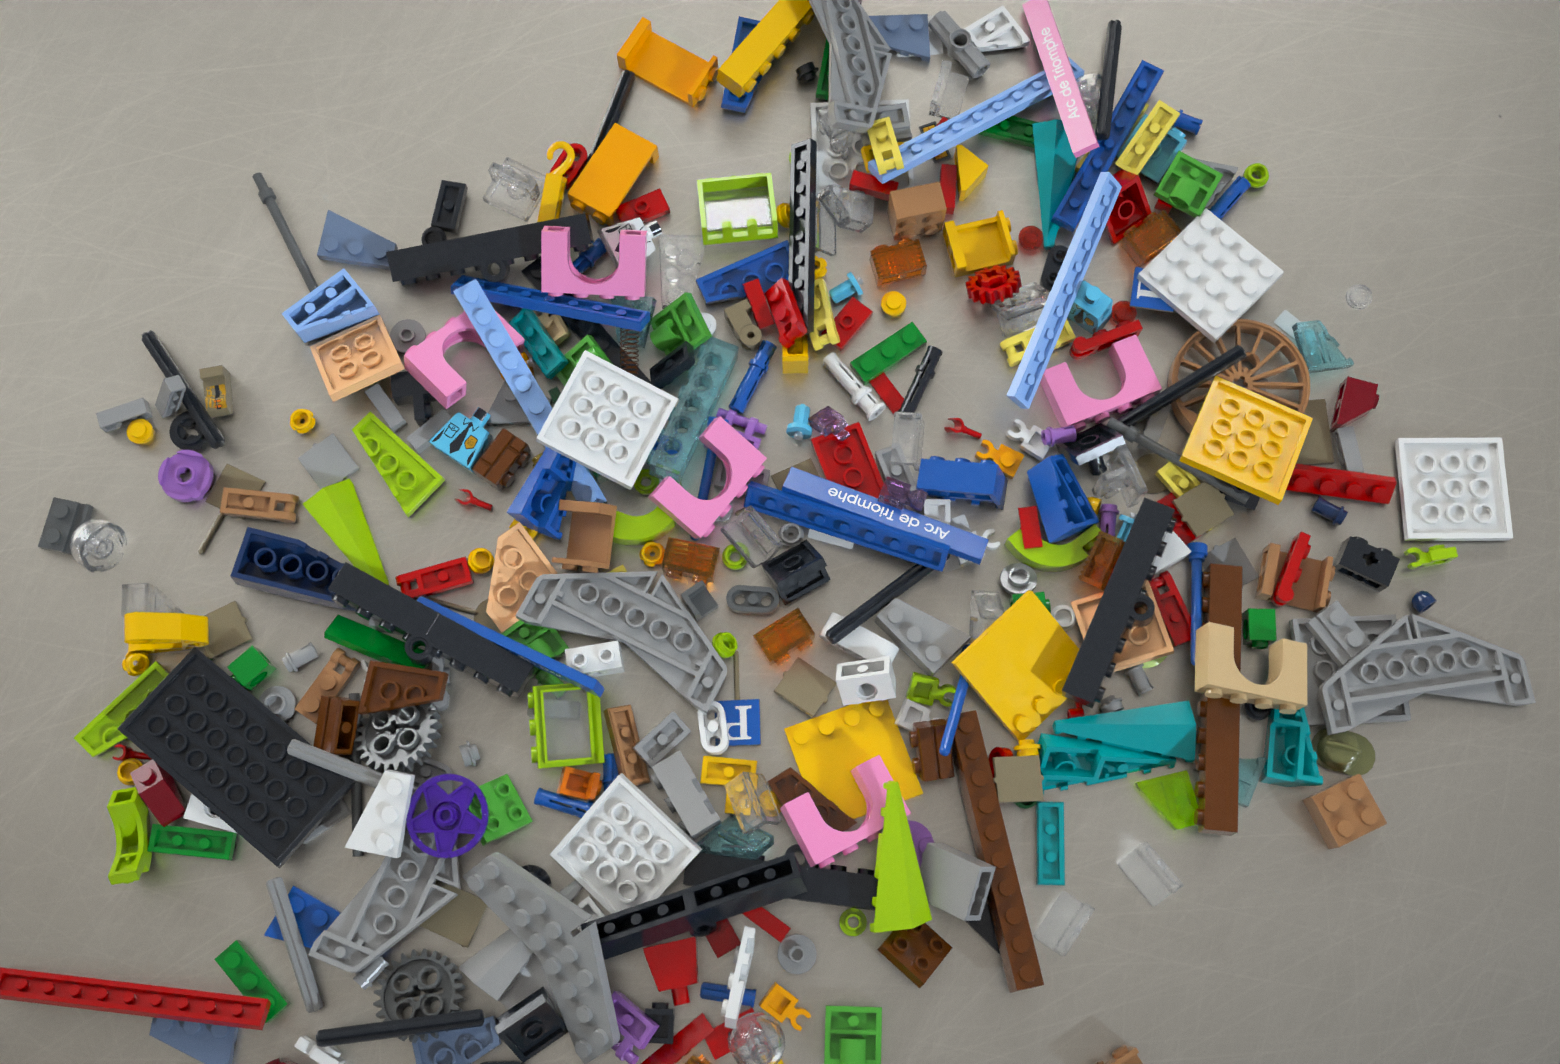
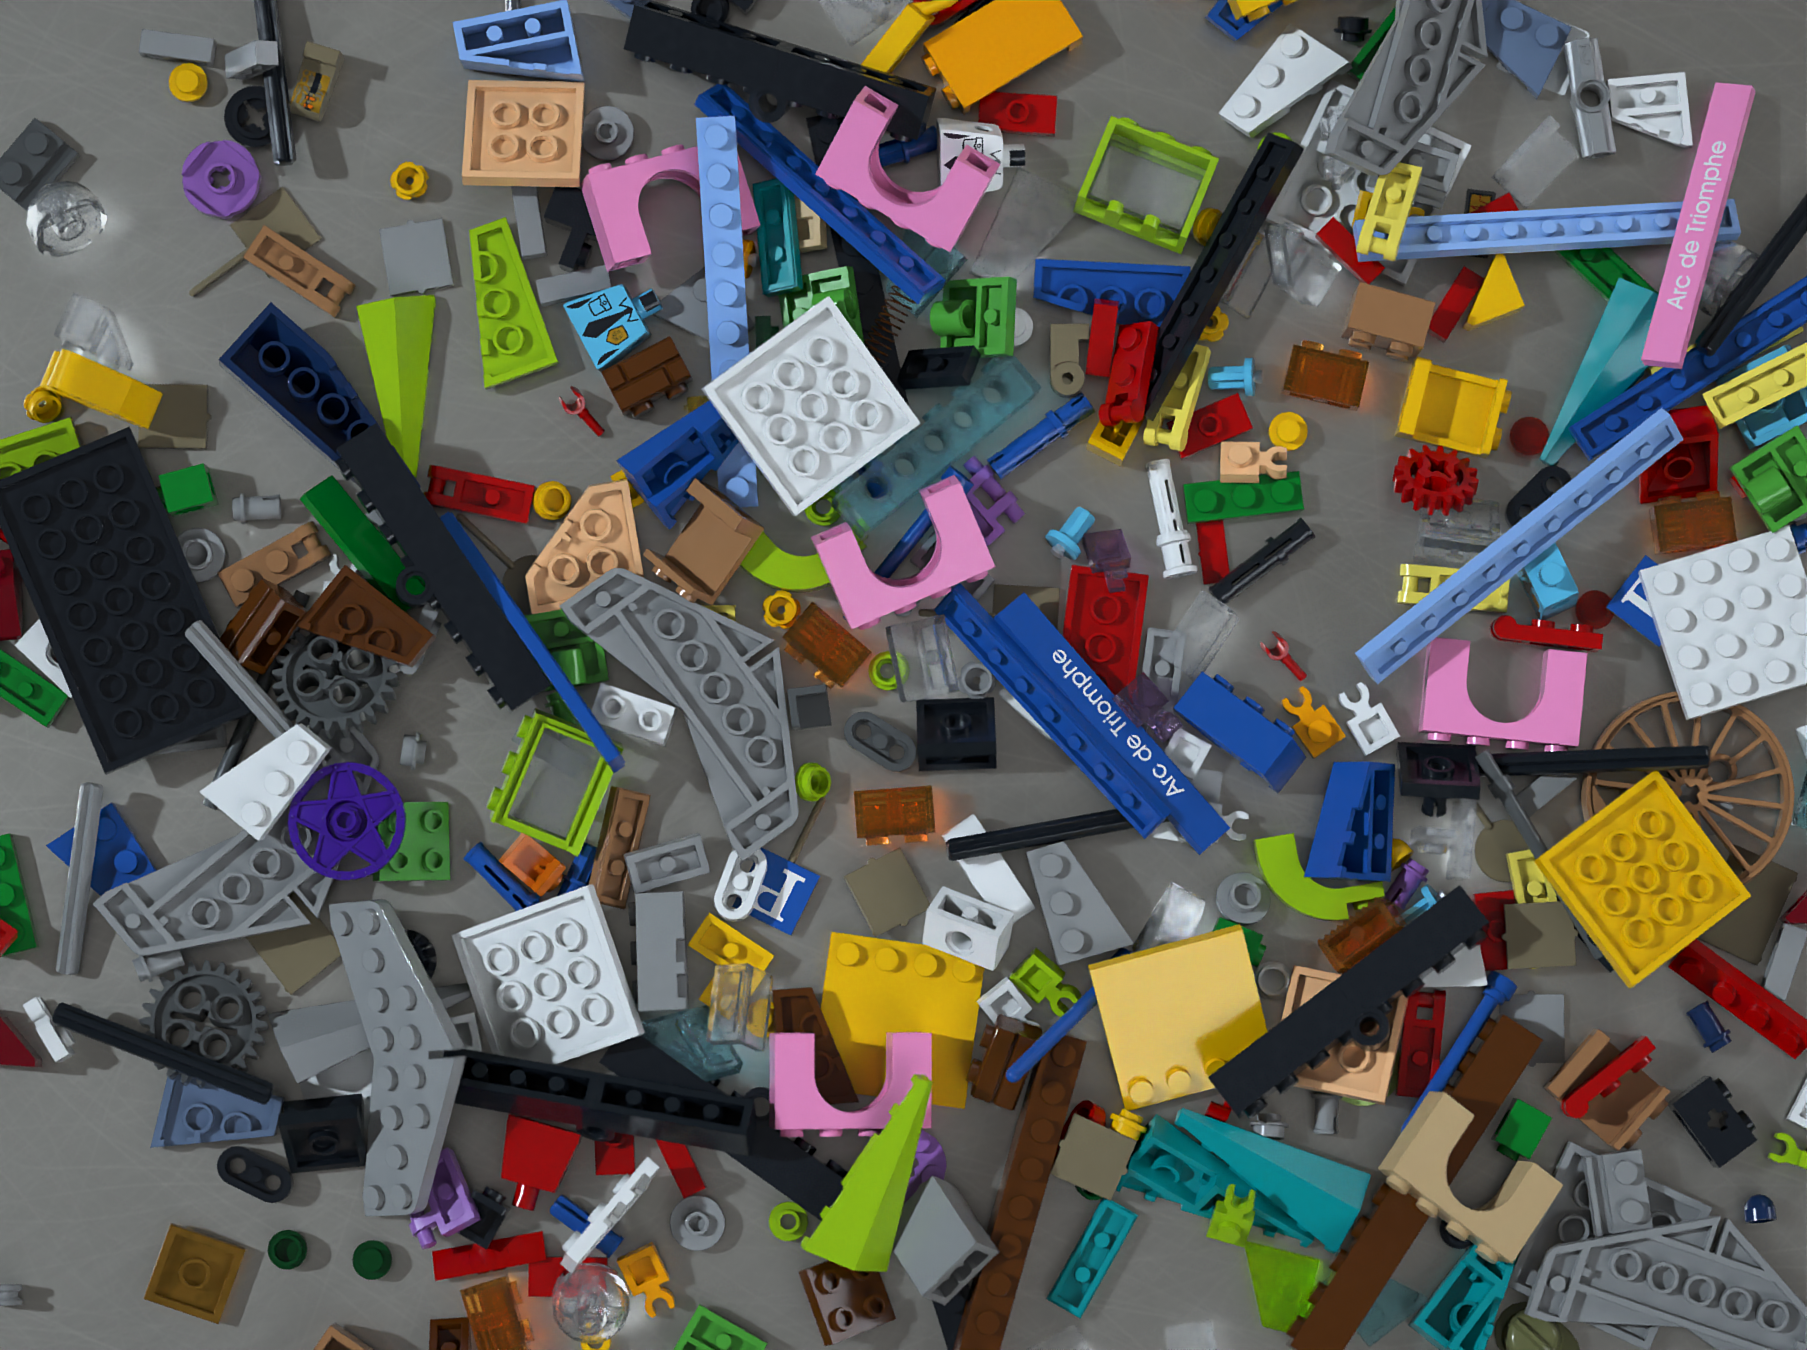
camera: 30 degrees right, 10 degrees up
(781, 117) = (1284, 76): none -> white wing
(880, 332) = (1244, 462): none -> light nougat plate
(1030, 527) = (1293, 841): red window -> none
(1058, 435) = (1402, 736): medium lavender pin -> none
(1123, 771) = (1232, 1218): none -> lime plate

